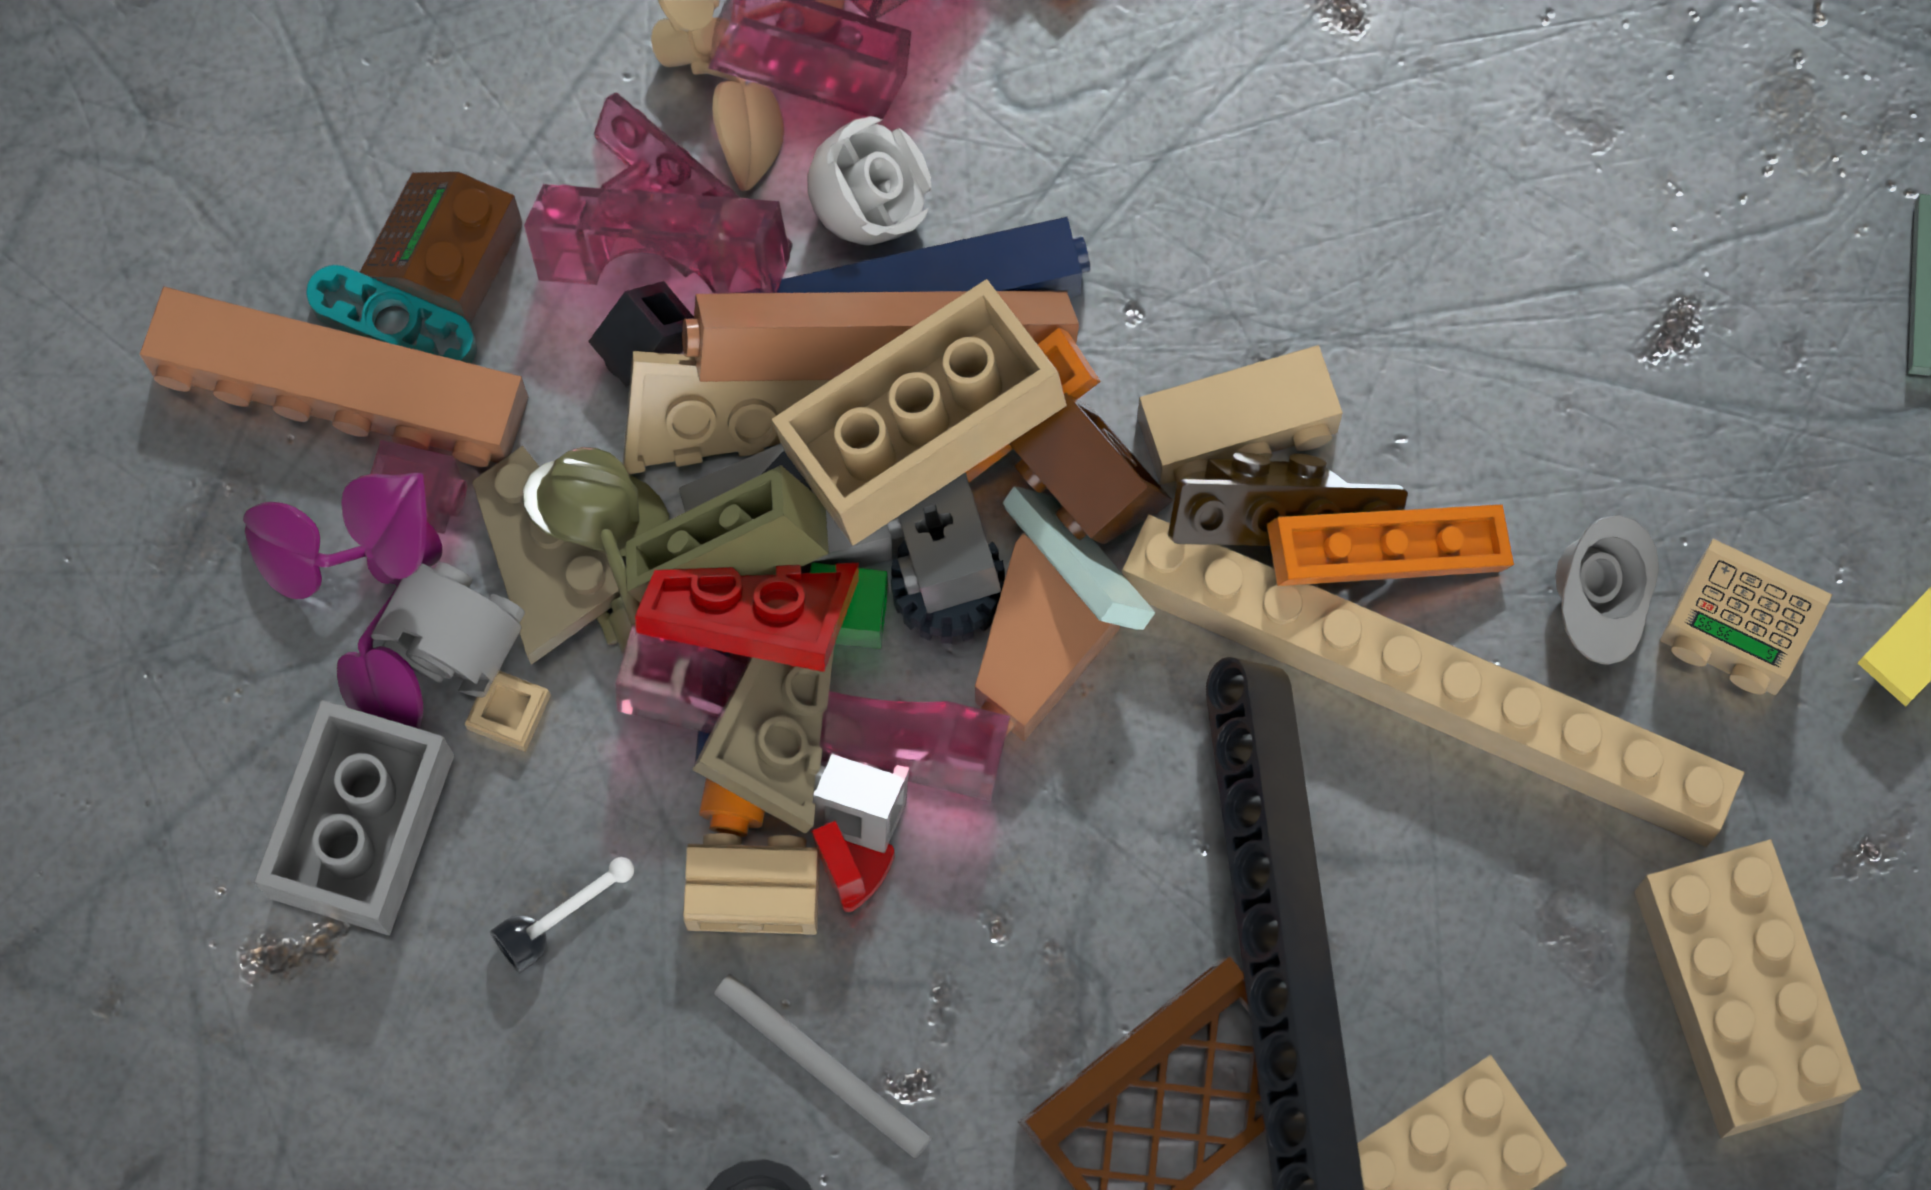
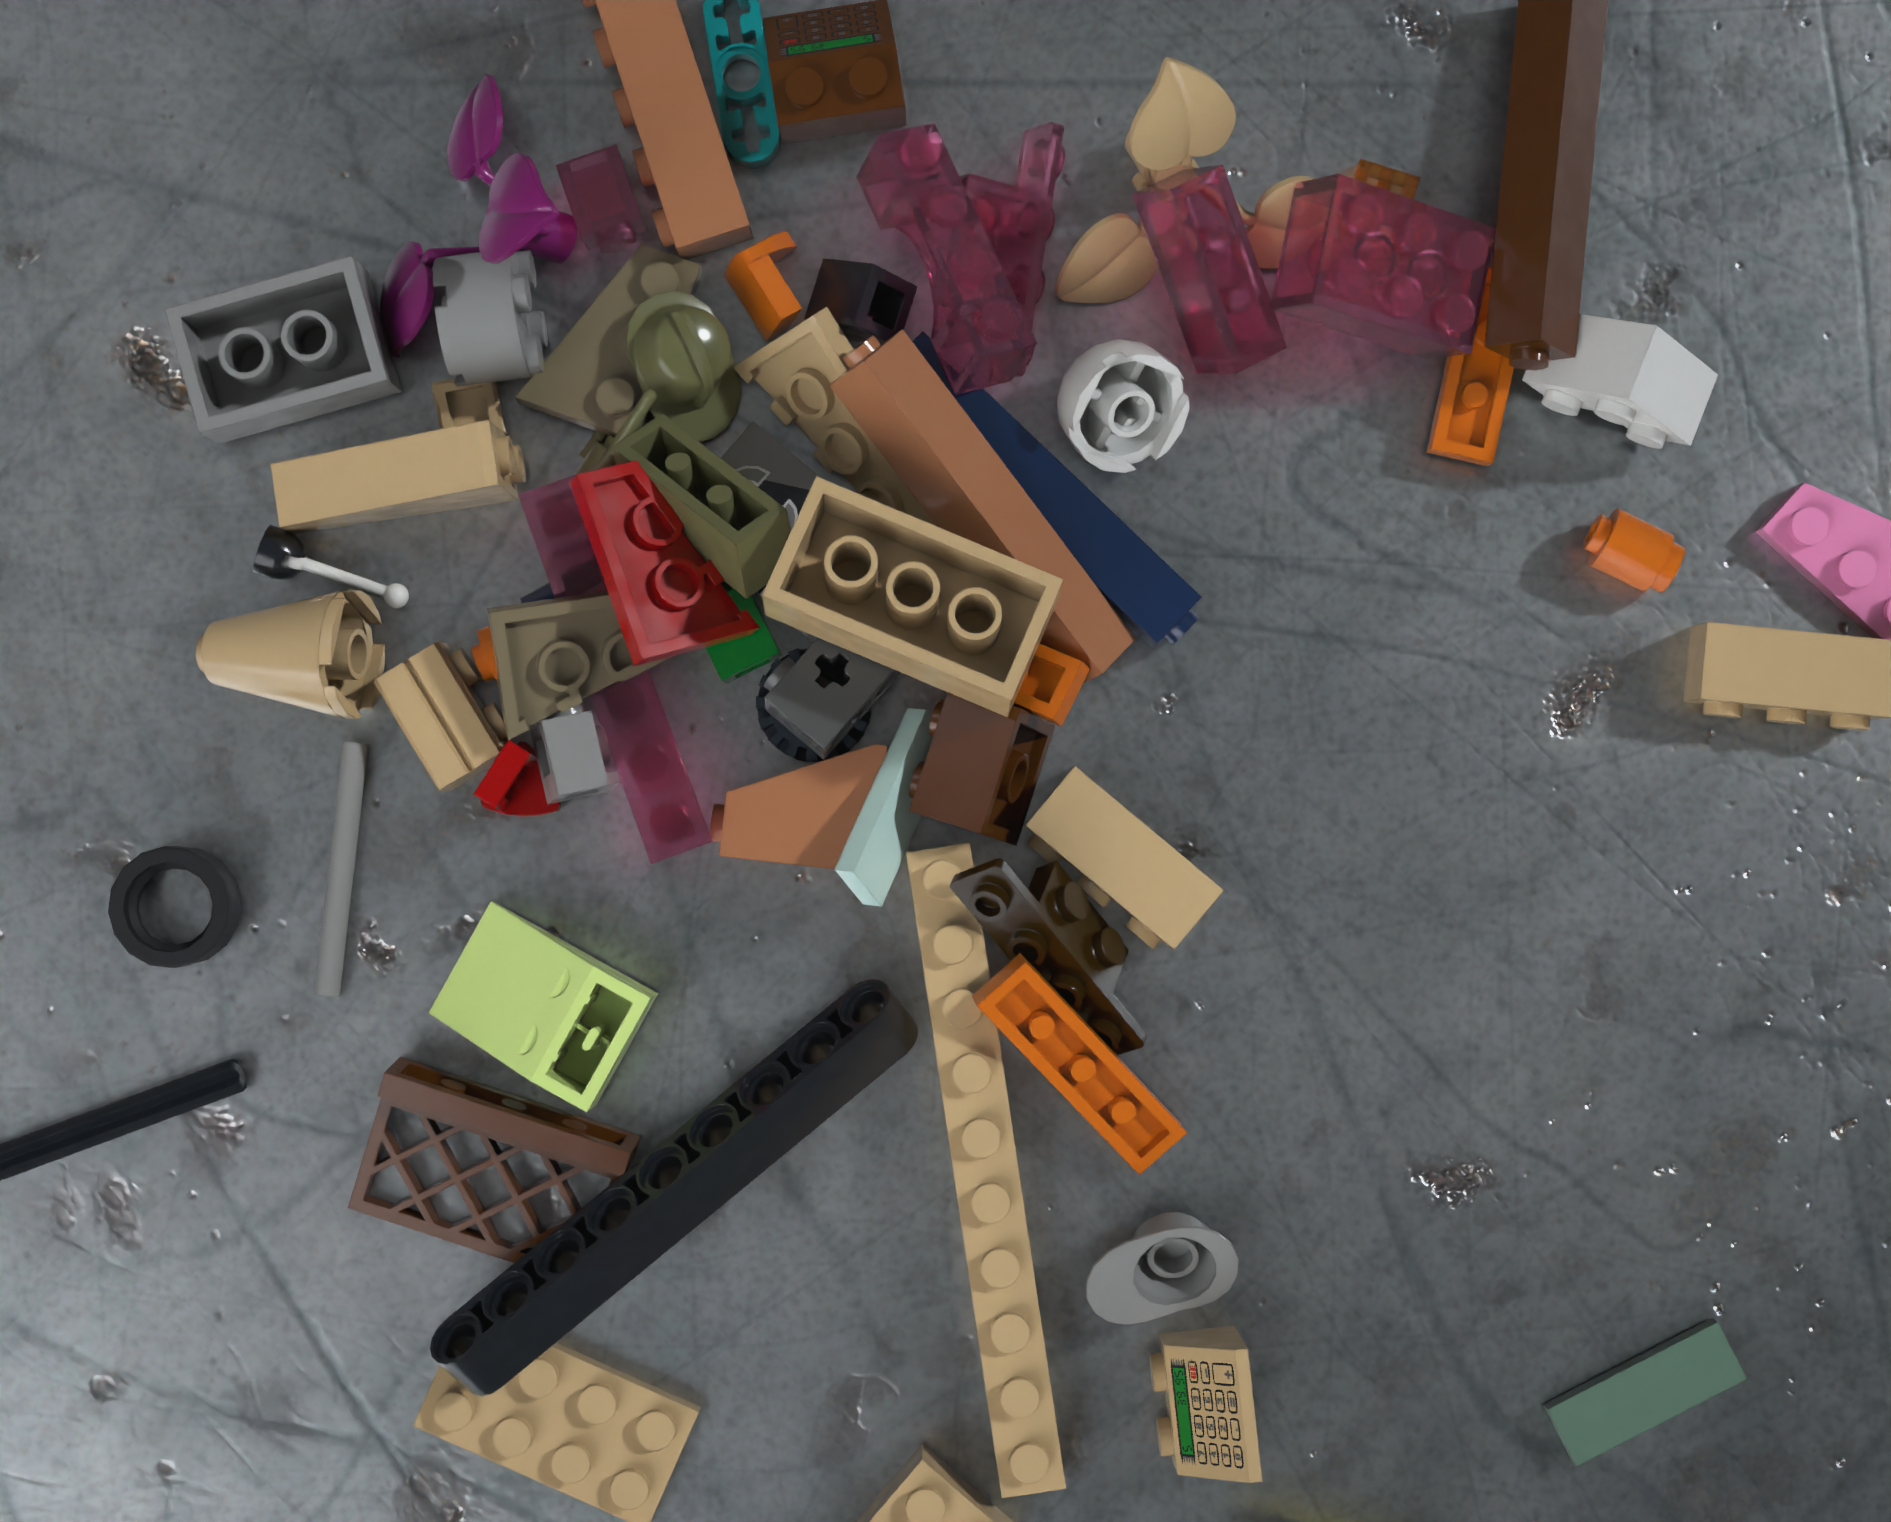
camera: 55 degrees right, 15 degrees up
(528, 790) = (398, 478): none -> tan slope
(577, 405) = (761, 285): none -> orange tile
(614, 974) = (300, 653): none -> tan cone
(1054, 959) = (542, 1006): none -> yellowish green slope

